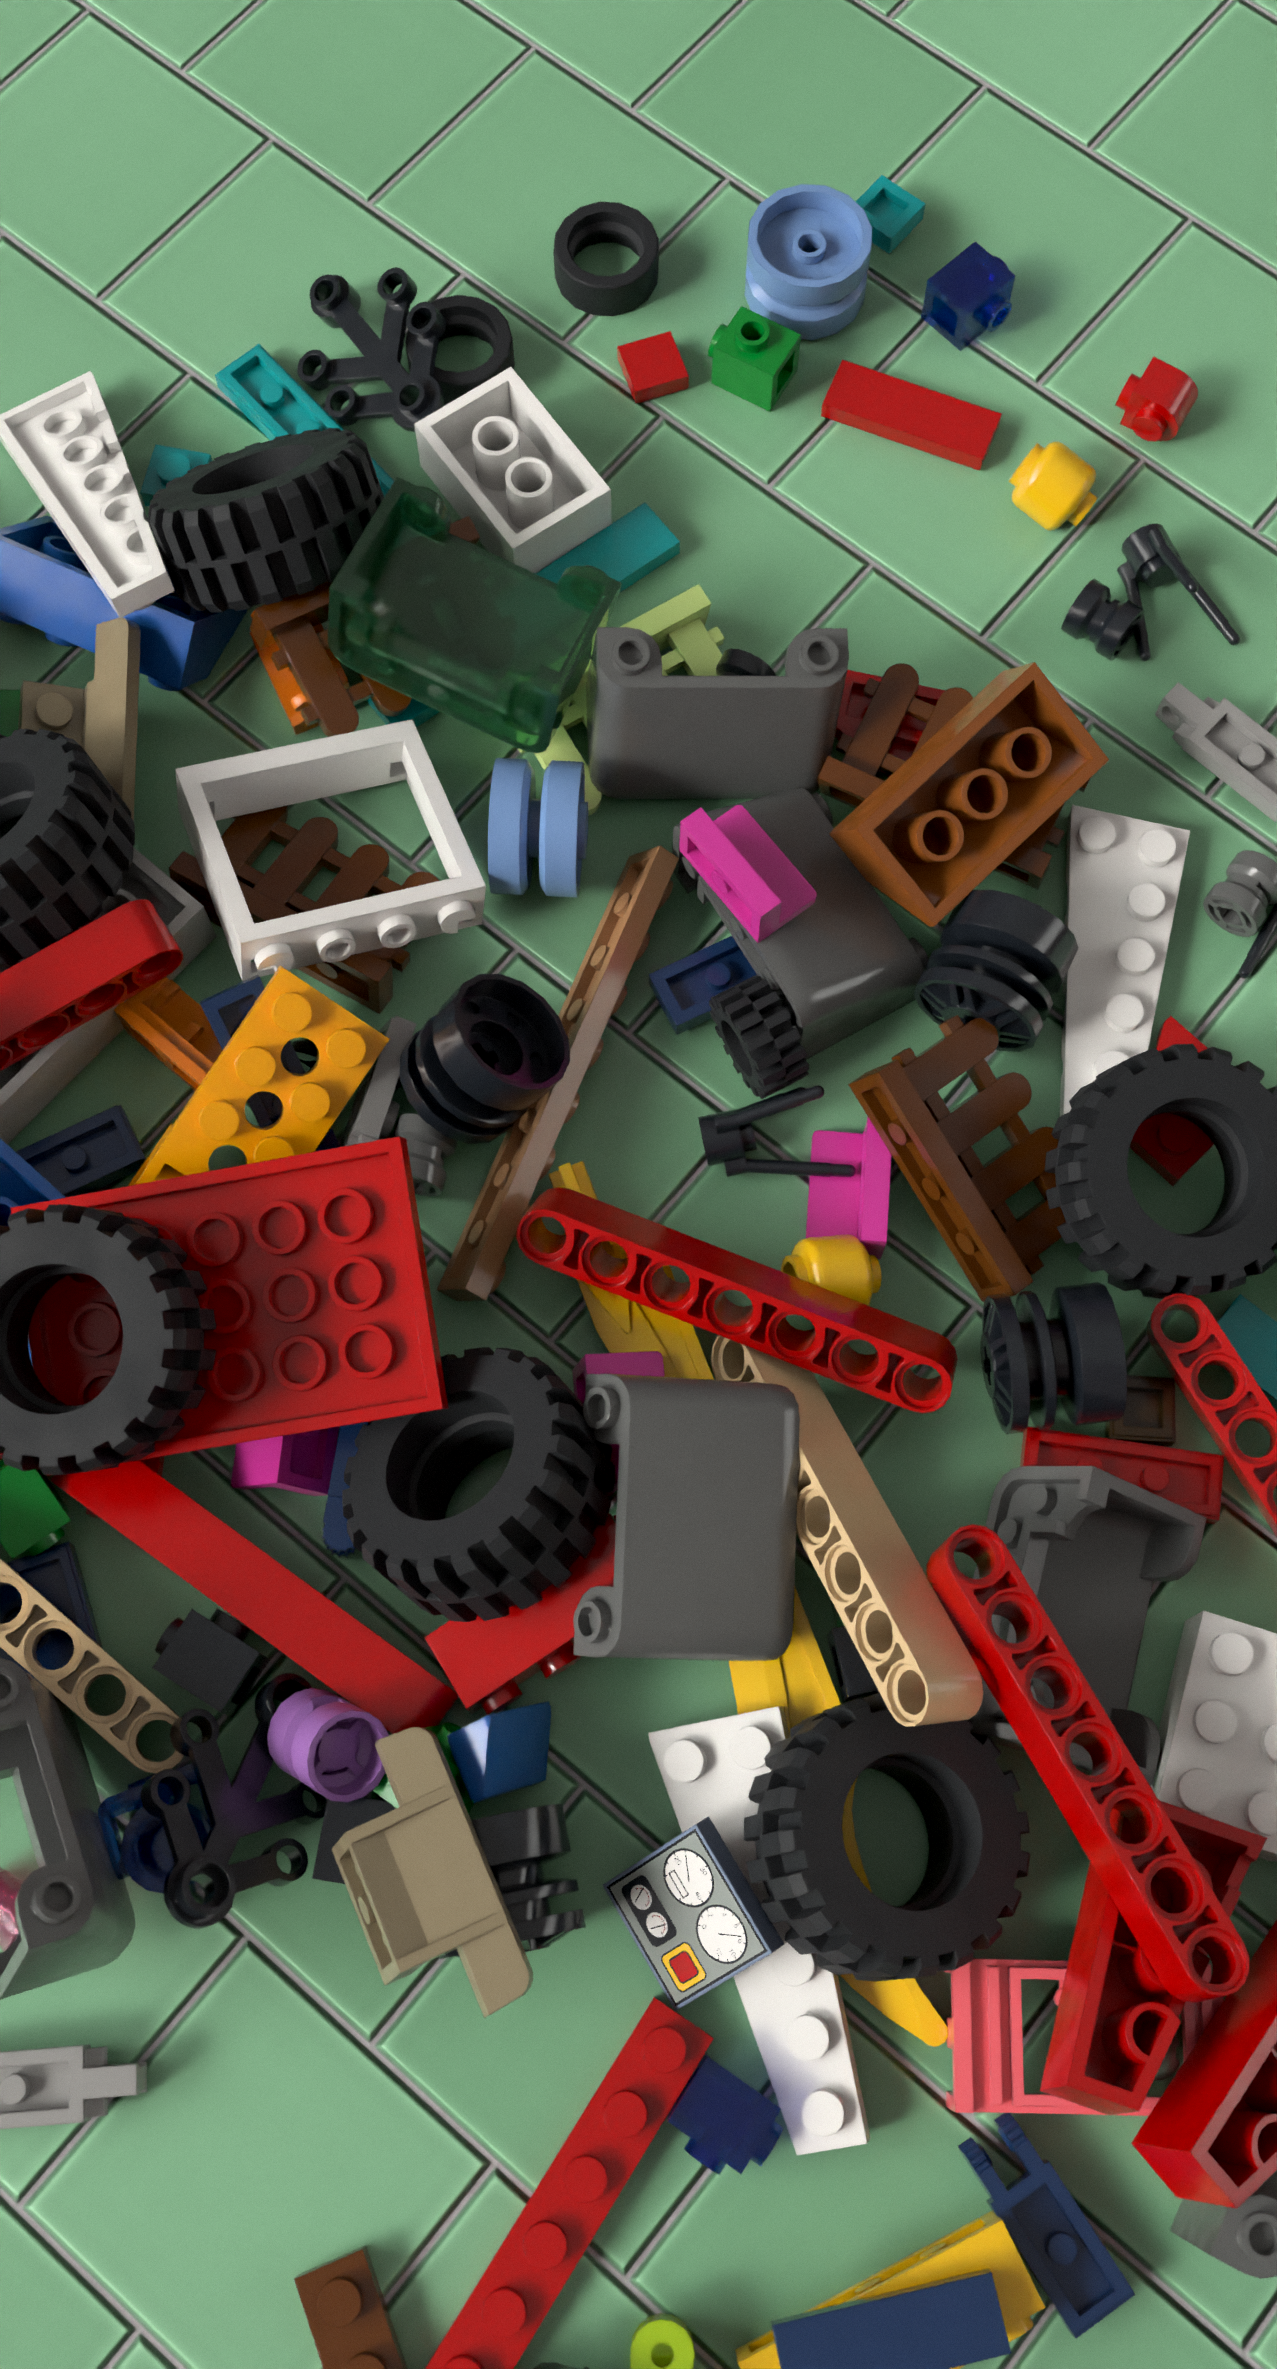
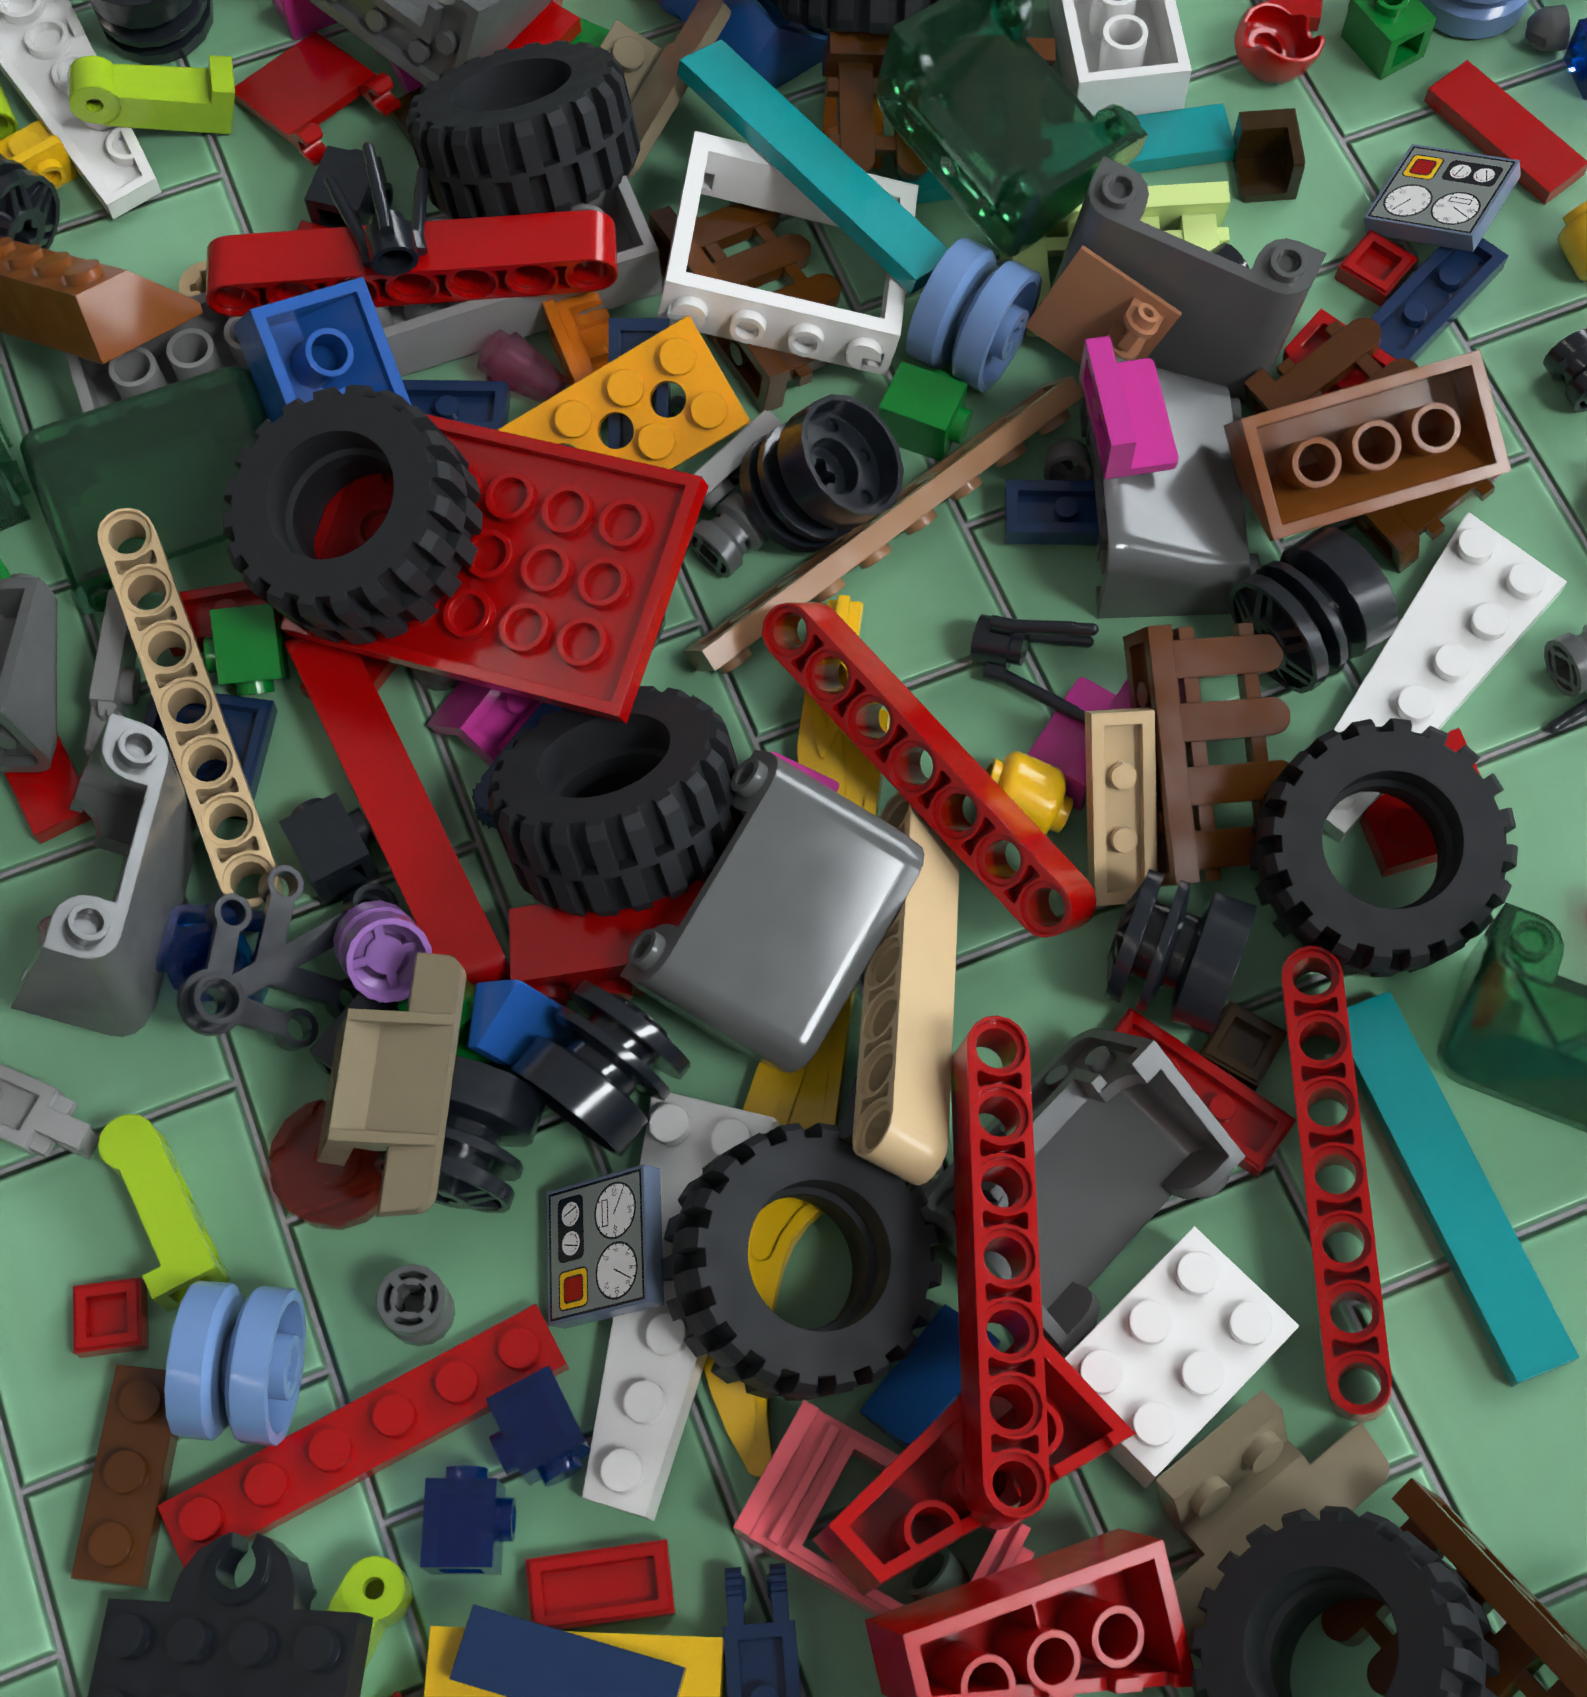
camera: 30 degrees right, 5 degrees down
(124, 1081) = (521, 366): none -> clear pink cone
(252, 2100) = (165, 1207): none -> lime leg
(258, 2234) = (110, 1317): none -> red tile
(308, 749) = (813, 164): none -> teal tile
(358, 1992) = (317, 1191): none -> clear red tile
(418, 2221) = (235, 1363): none -> medium blue wheel
(537, 940) = (926, 410): none -> green brick
(551, 2052) = (425, 1315): none -> dark grey wheel
(598, 1748) = (602, 1066): none -> black wheel
(658, 776) = (1097, 302): none -> nougat hinge
(664, 420) = (1276, 43): none -> red hair
(693, 929) = (1059, 465): none -> dark grey hinge
(708, 2242) = (466, 1523): none -> clear blue brick
(715, 537) = (1268, 155): none -> dark brown panel
(759, 1036) = (1071, 567): black tyre -> none
(856, 2226) = (601, 1586): none -> red tile
(866, 602) = (1376, 268): none -> red tile
(893, 508) = (1442, 197): none -> tile
(899, 296) = (1549, 29): none -> dark grey hinge
(926, 1242) = (1120, 801): none -> tan plate
(935, 605) = (1435, 297): none -> dark blue plate
(1052, 1878) = (922, 1383): none -> blue slope

